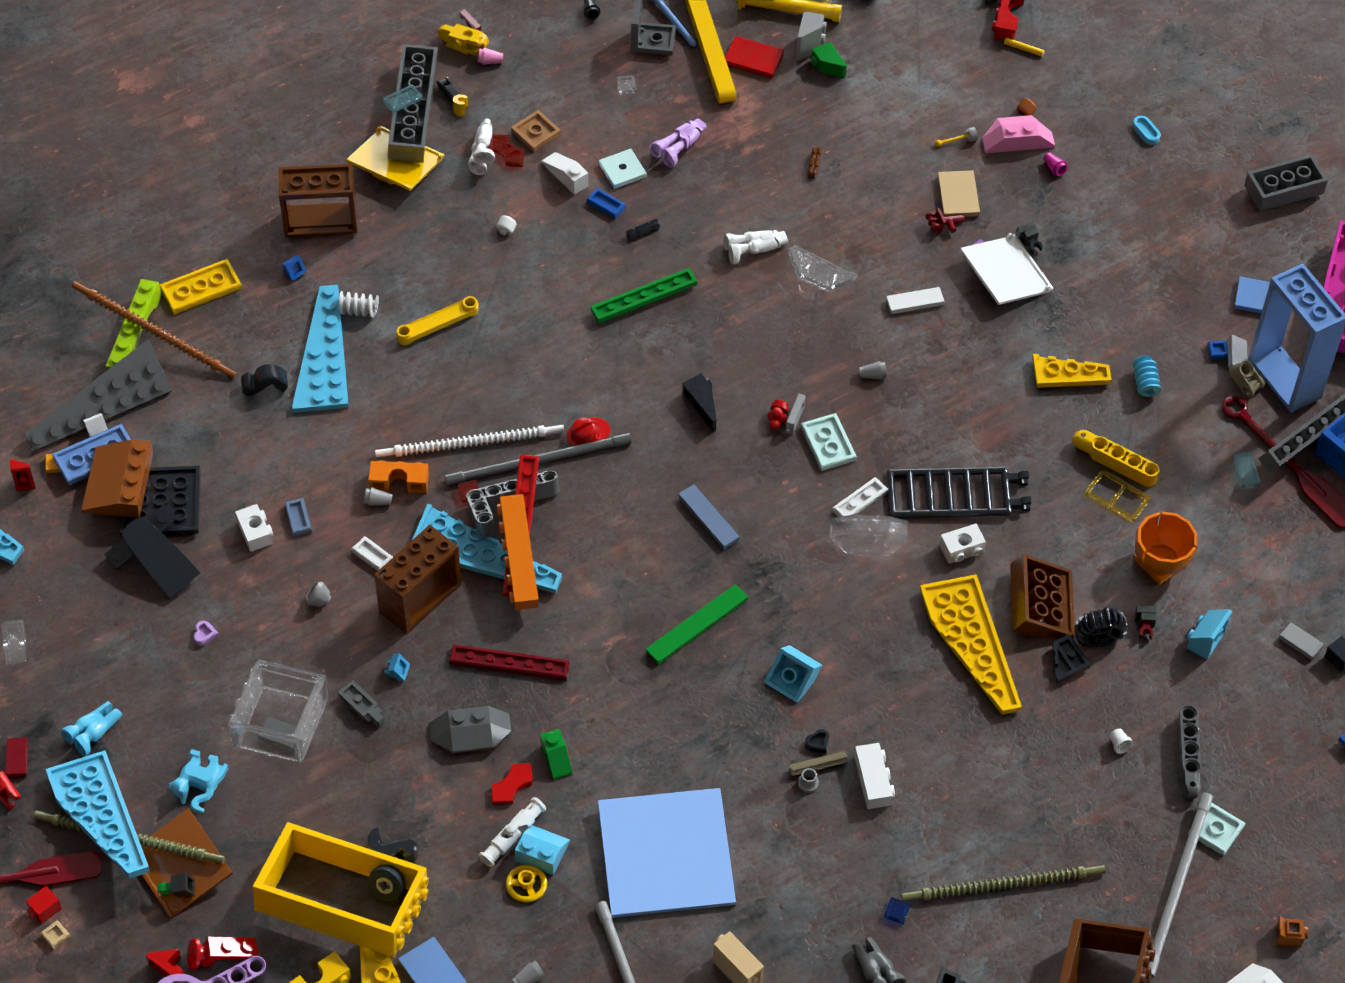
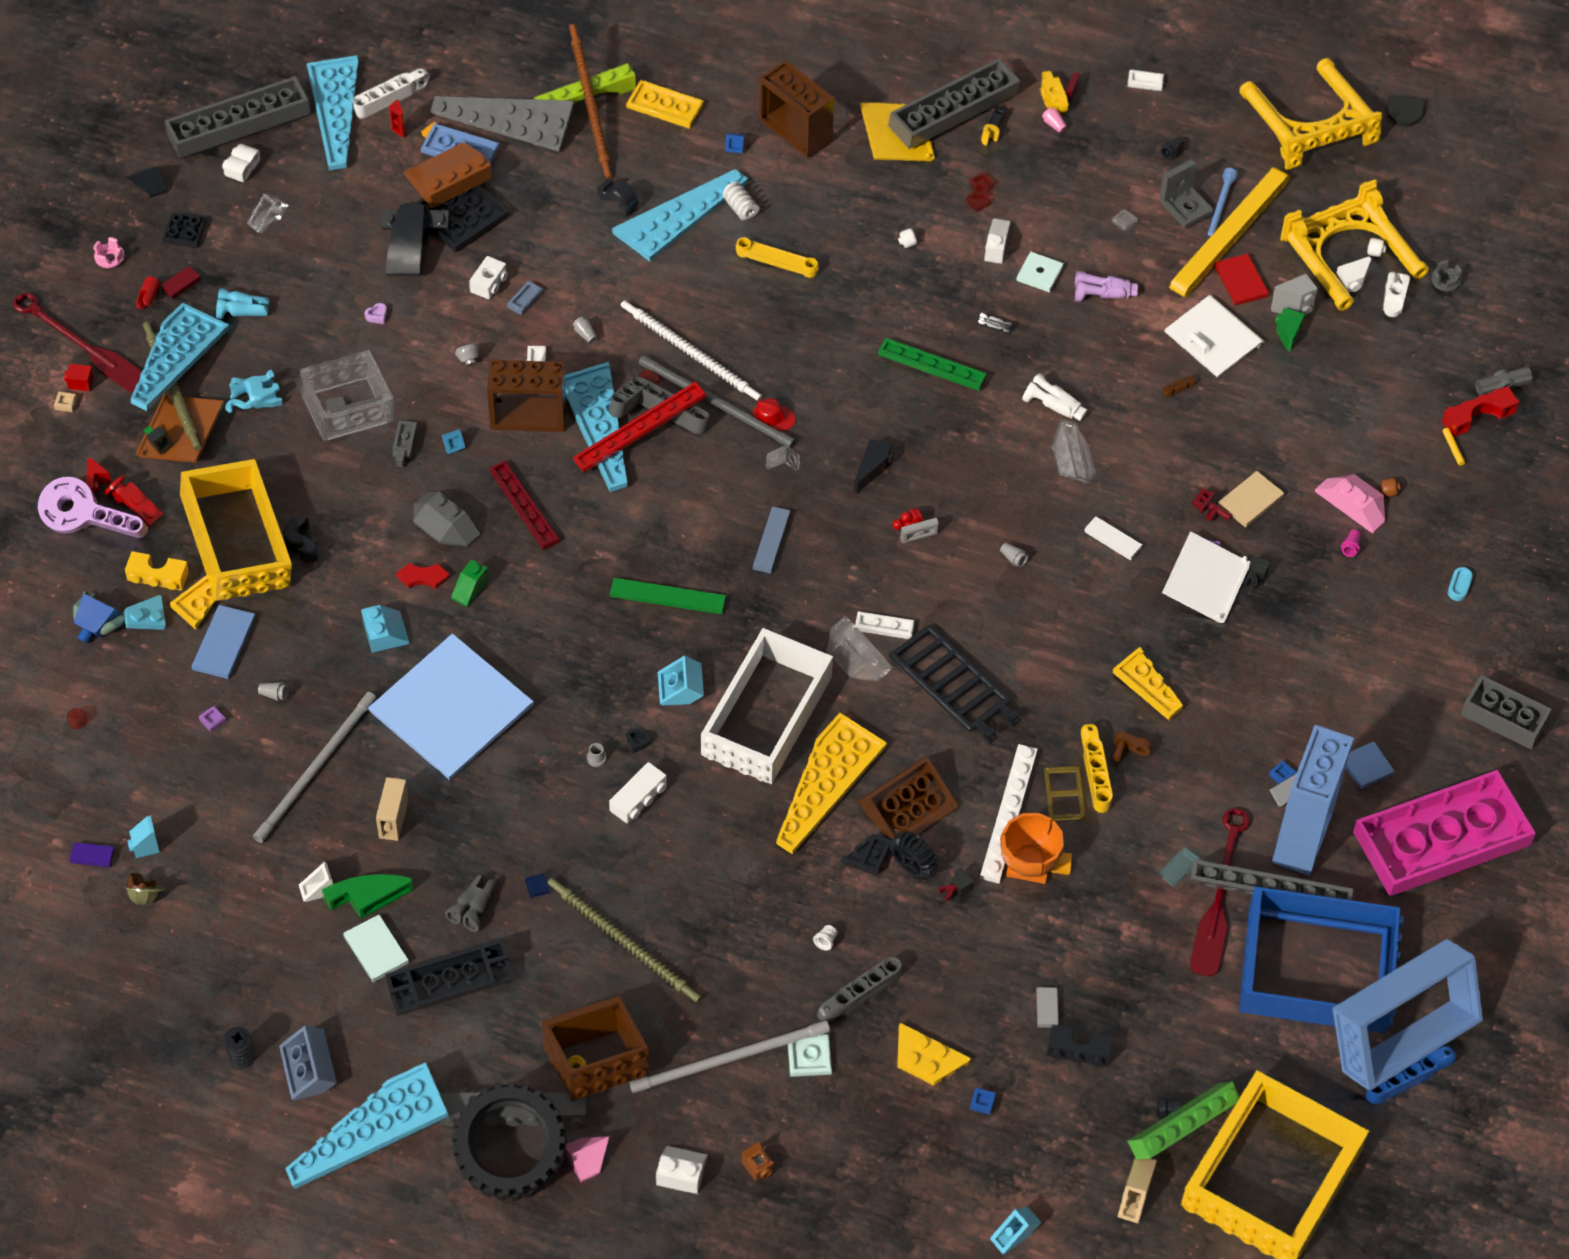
camera: 50 degrees right, 0 degrees up
(95, 425) = (484, 129): white tile -> none
(384, 473) = (608, 319): orange arch -> none
(394, 880) = (265, 551): black bush -> none
(402, 98) = (943, 91): clear light blue tile -> none
(480, 153) = (949, 177): white piece -> none
(514, 830) = (396, 601): white piece -> none
(519, 552) = (610, 439): orange brick -> none
(529, 873) = (349, 637): yellow piece -> none
(536, 130) = (1017, 196): medium nougat tile -> none
(606, 203) = (996, 284): blue tile -> none
(637, 455) = (782, 456): none -> clear bracket
(789, 109) = (1214, 336): none -> white container
(818, 763) = (618, 752): dark tan axle -> none
(828, 442) = (918, 570): light aqua tile -> none
(852, 573) = (786, 653): none -> white door
(969, 135) = (1318, 468): hinge -> none
(970, 536) = (902, 707): white brick -> none
(1106, 543) = (1009, 809): none -> white plate
(1118, 418) = (1128, 742): none -> reddish brown piece
(1146, 376) = (1197, 737): medium azure piece -> none
(1208, 632) = (985, 935): medium azure slope -> none
(1246, 378) = (1269, 810): dark tan piece -> none
(1281, 751) = (927, 1057): none -> yellow wing

